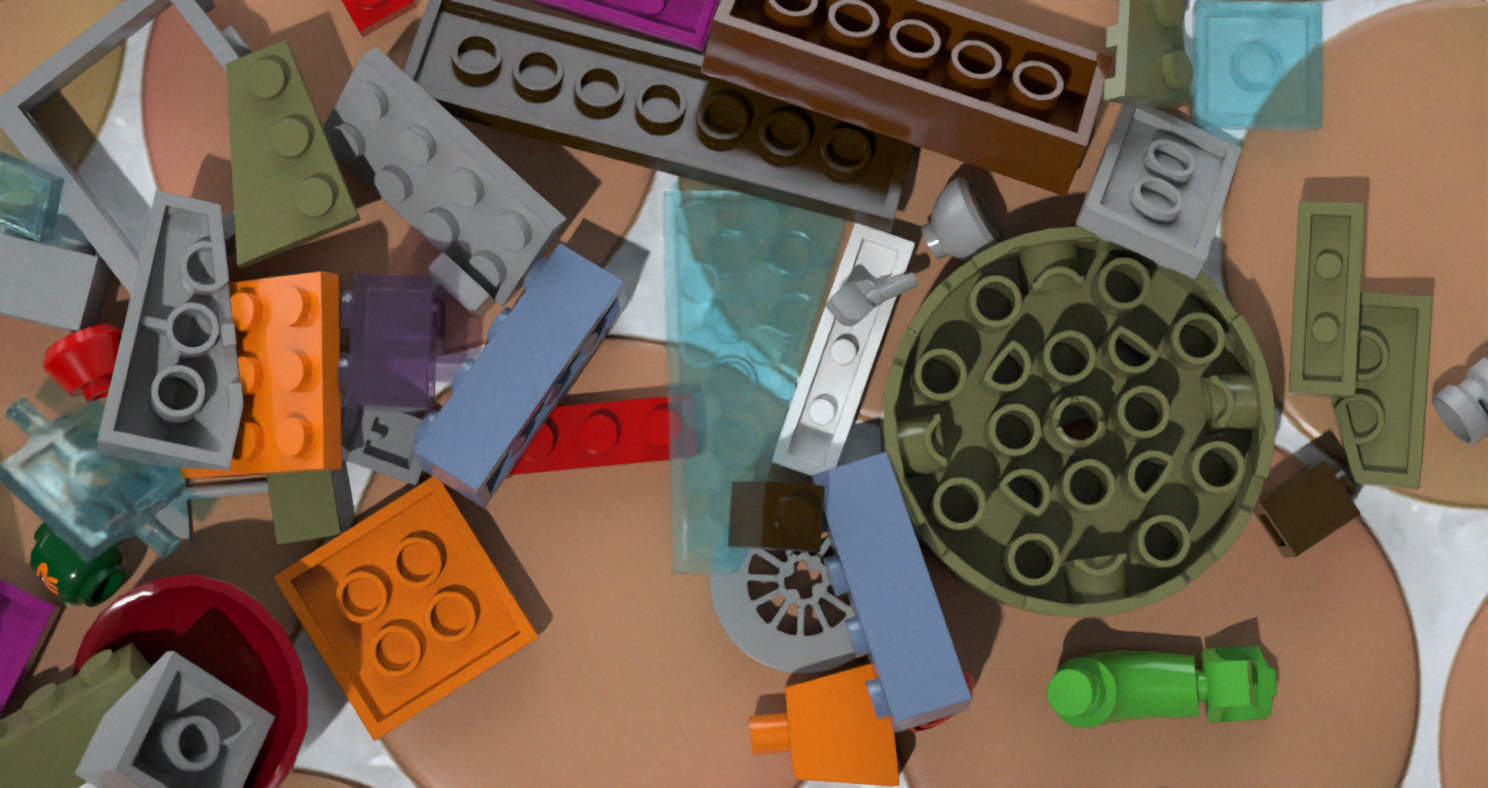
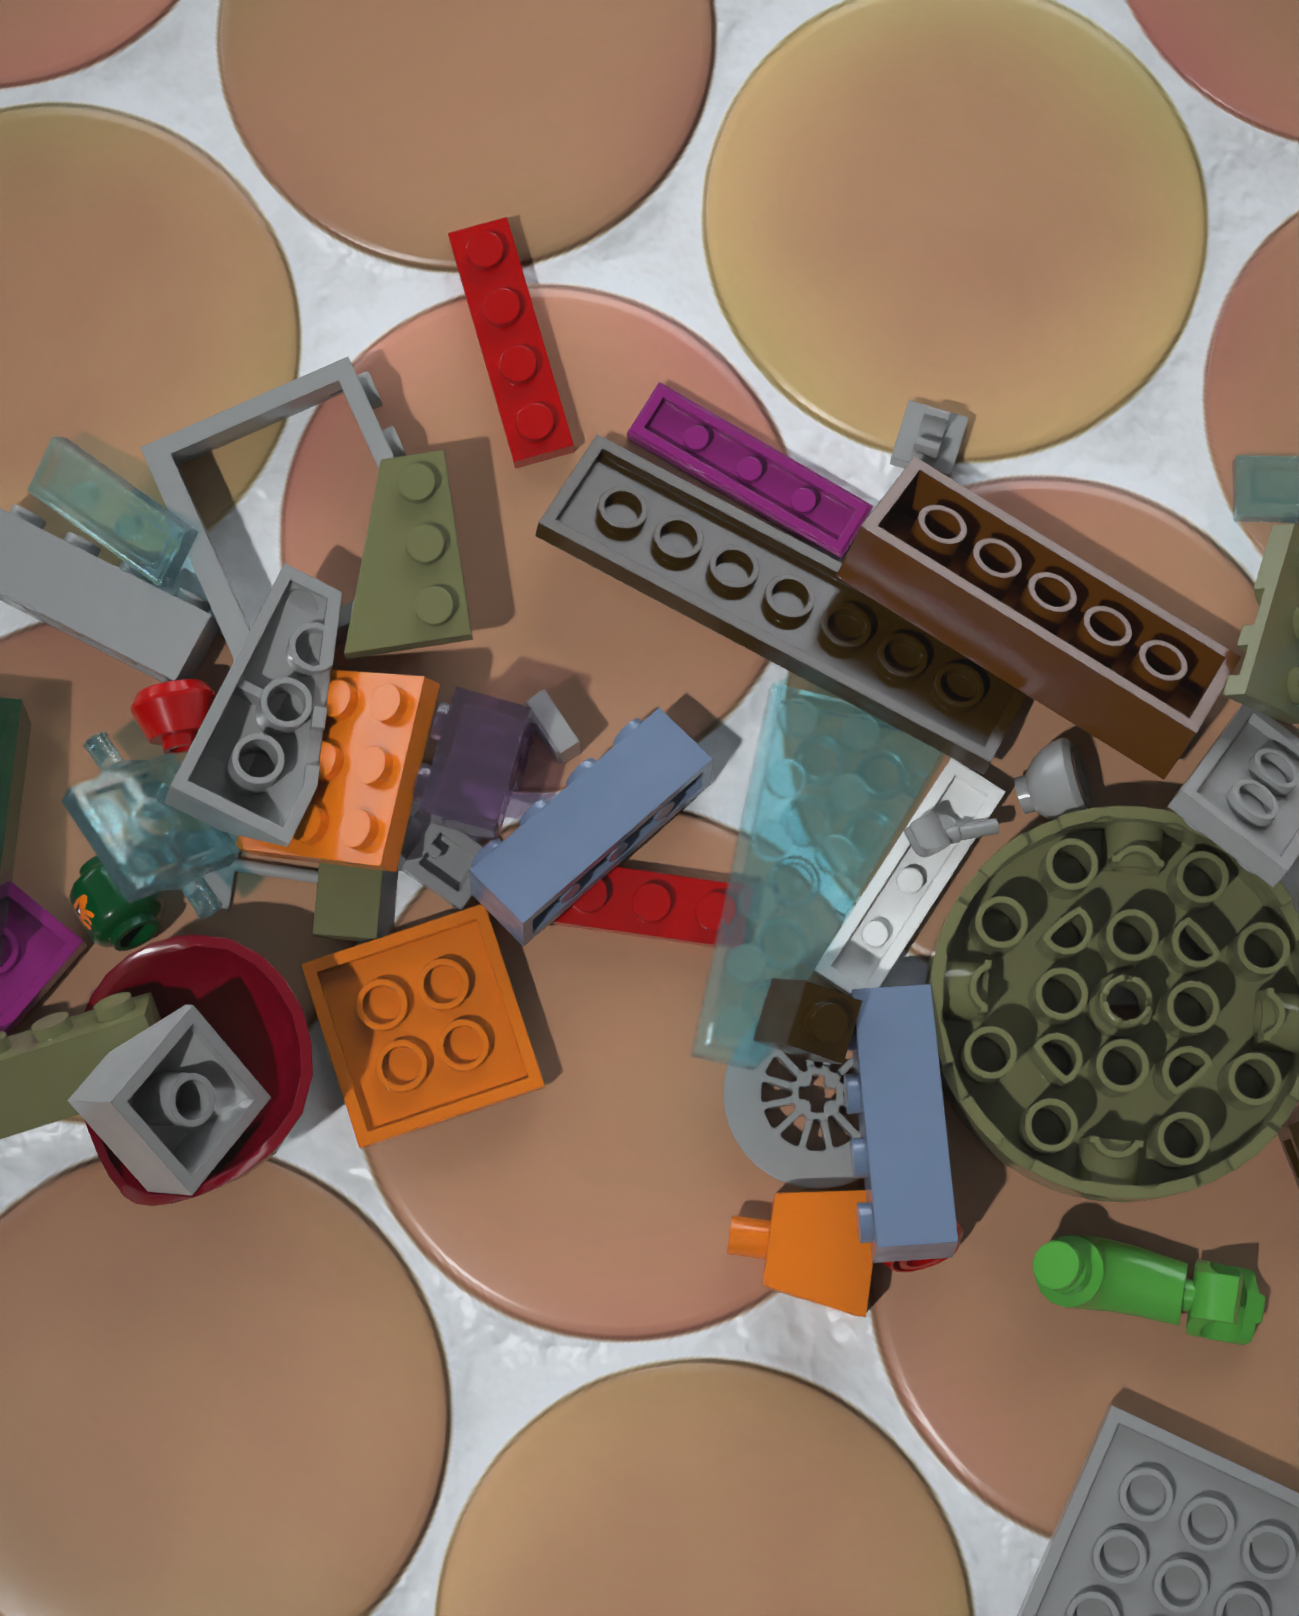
camera: 15 degrees right, 5 degrees down
(440, 177) = (559, 617): light grey plate -> none

